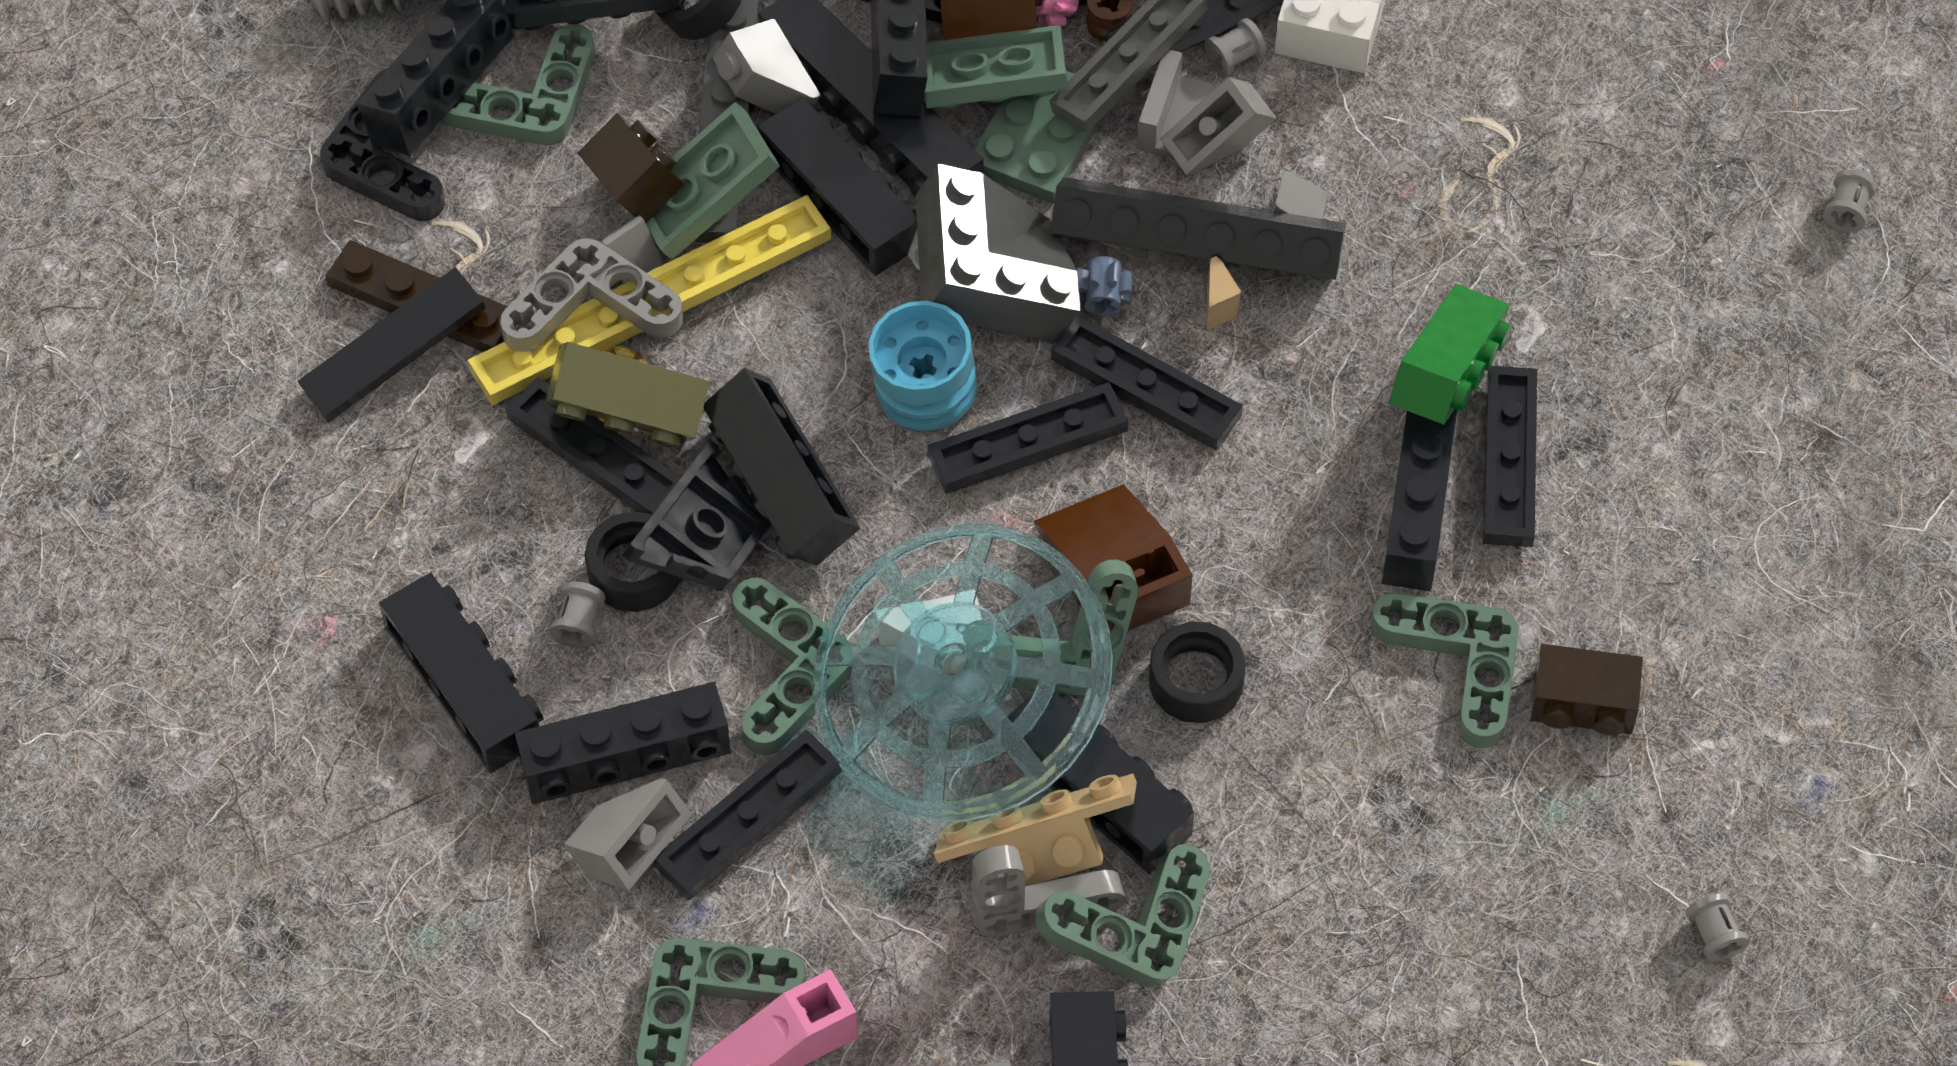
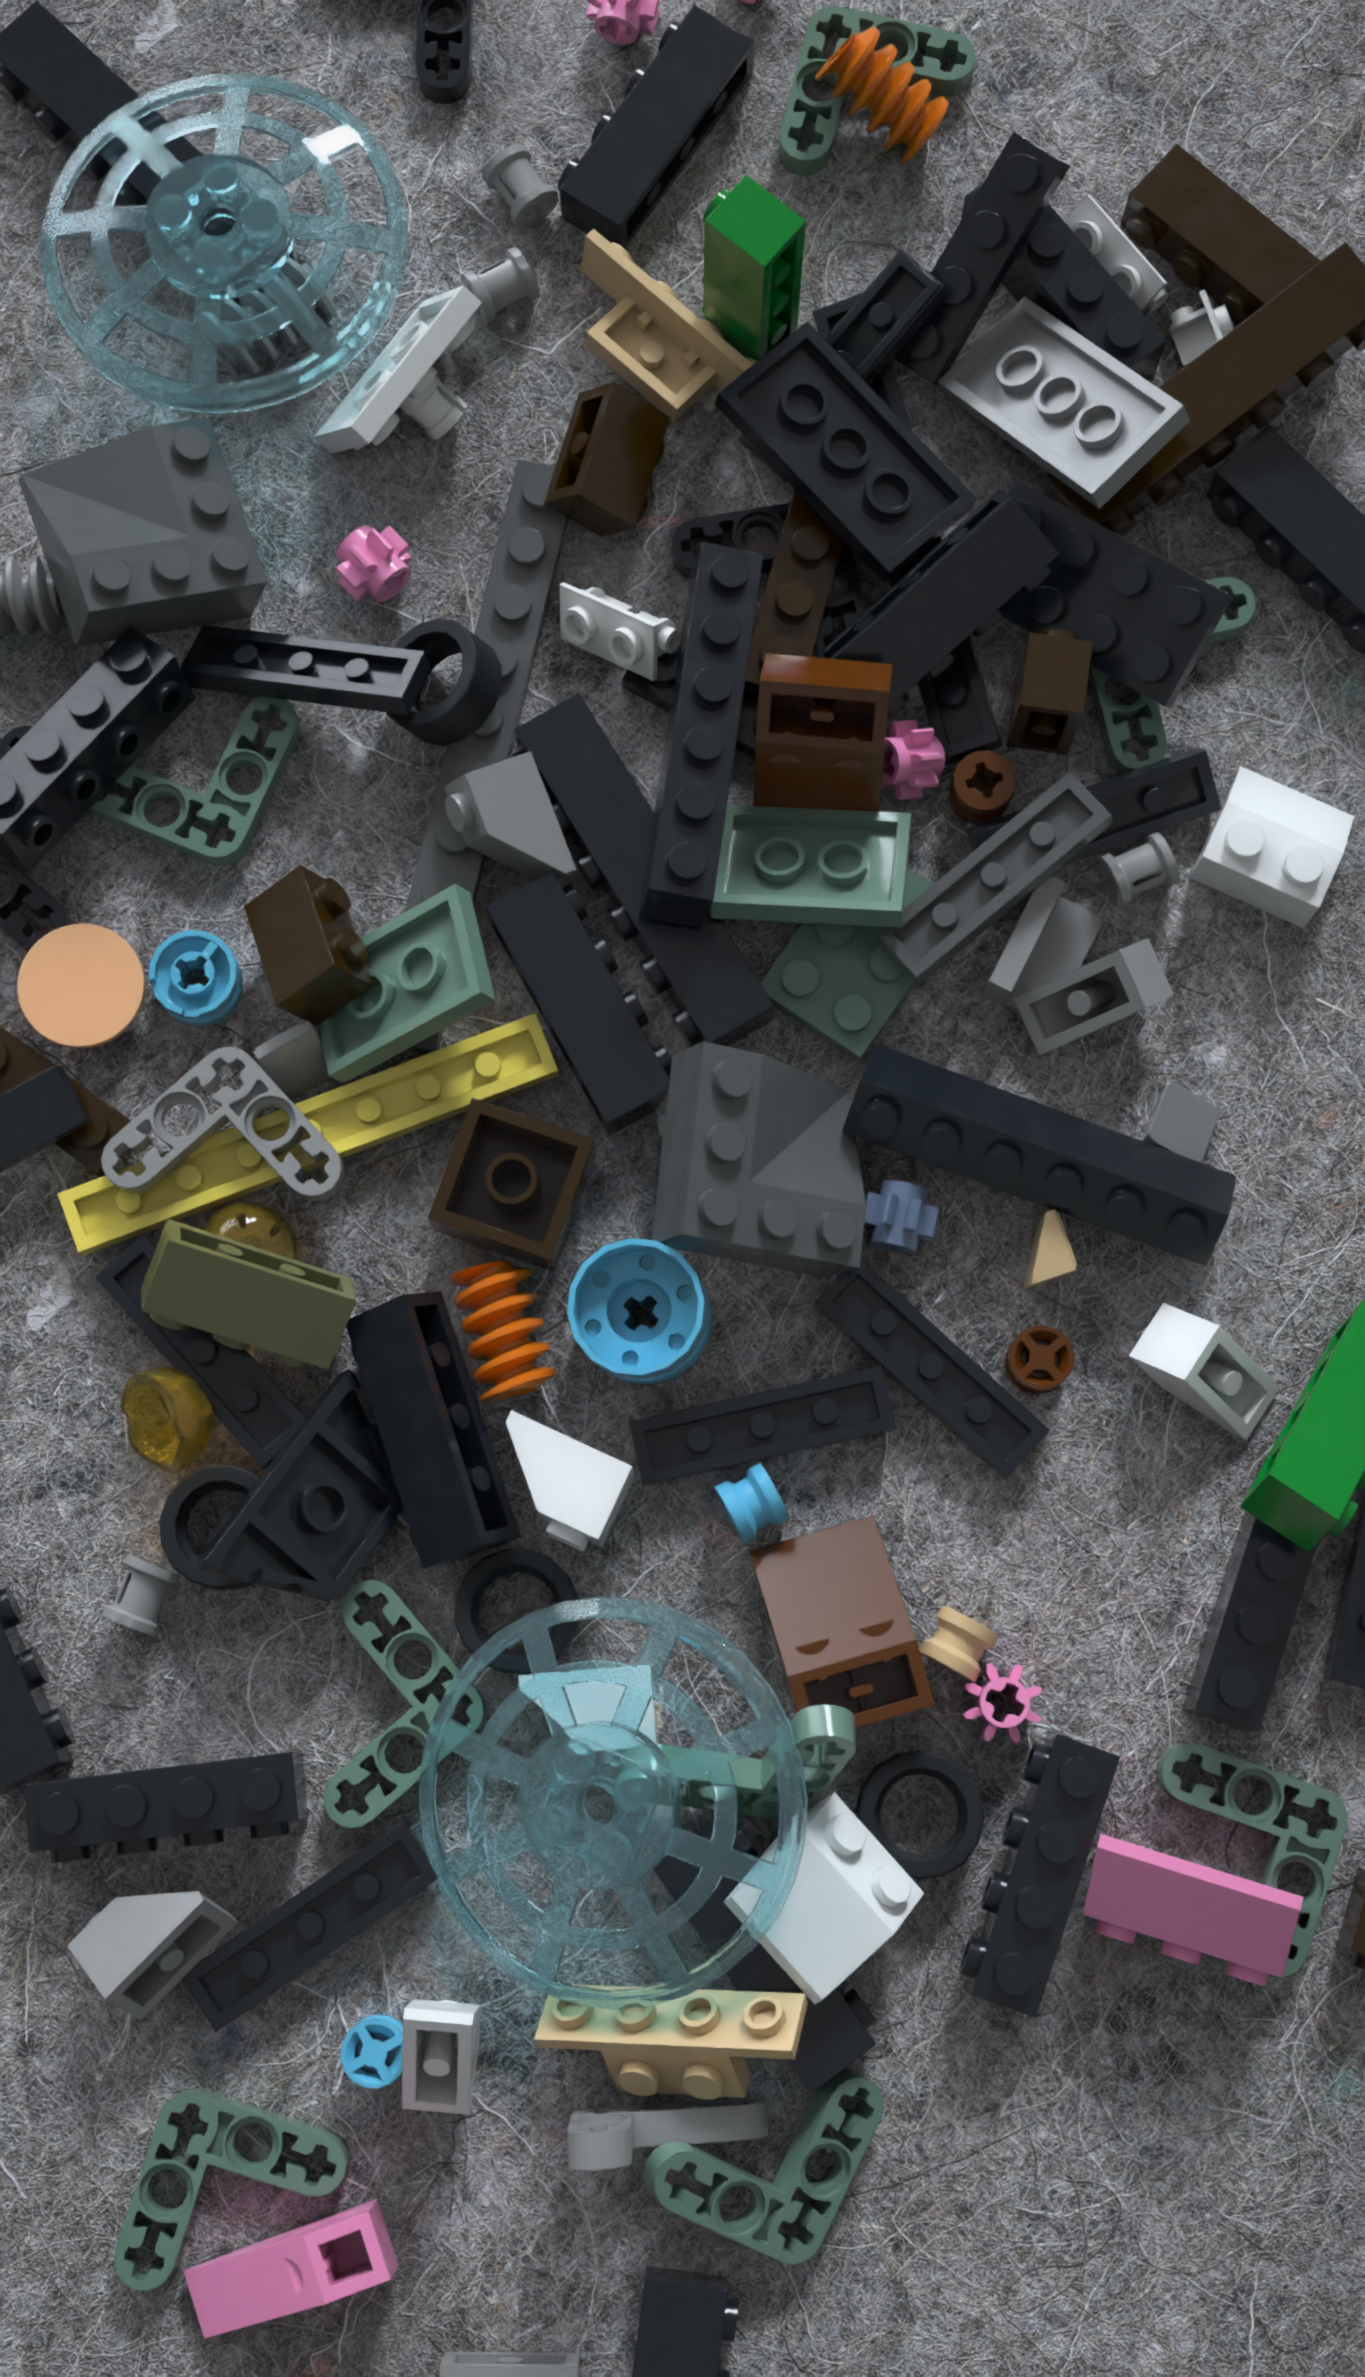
camera: 10 degrees right, 20 degrees up
(462, 225) = (81, 986): none -> light nougat piece
(554, 226) = (197, 1003): none -> medium azure wheel
(589, 483) = (167, 1417): none -> clear yellow helmet
(811, 302) = (513, 1184): none -> dark brown brick
(818, 878) = (365, 2057): none -> medium azure wheel
(821, 398) = (503, 1330): none -> orange piece
(844, 555) = (483, 1575): none -> black tyre
(864, 859) = (439, 2055): none -> white slope
(889, 477) = (569, 1482): none -> white slope
(1030, 486) = (752, 1503): none -> medium azure wheel
(1145, 716) = (841, 1904): none -> white slope
(1204, 553) = (958, 1644): none -> tan wheel
(1225, 353) = (1048, 1352): none -> reddish brown wheel
(1232, 585) = (984, 1710): none -> bright pink gear
(1295, 691) = (1040, 1873): none -> black brick
(1348, 350) = (1205, 1369): none -> white slope
(1411, 679) = (1191, 1909): none -> bright pink slope

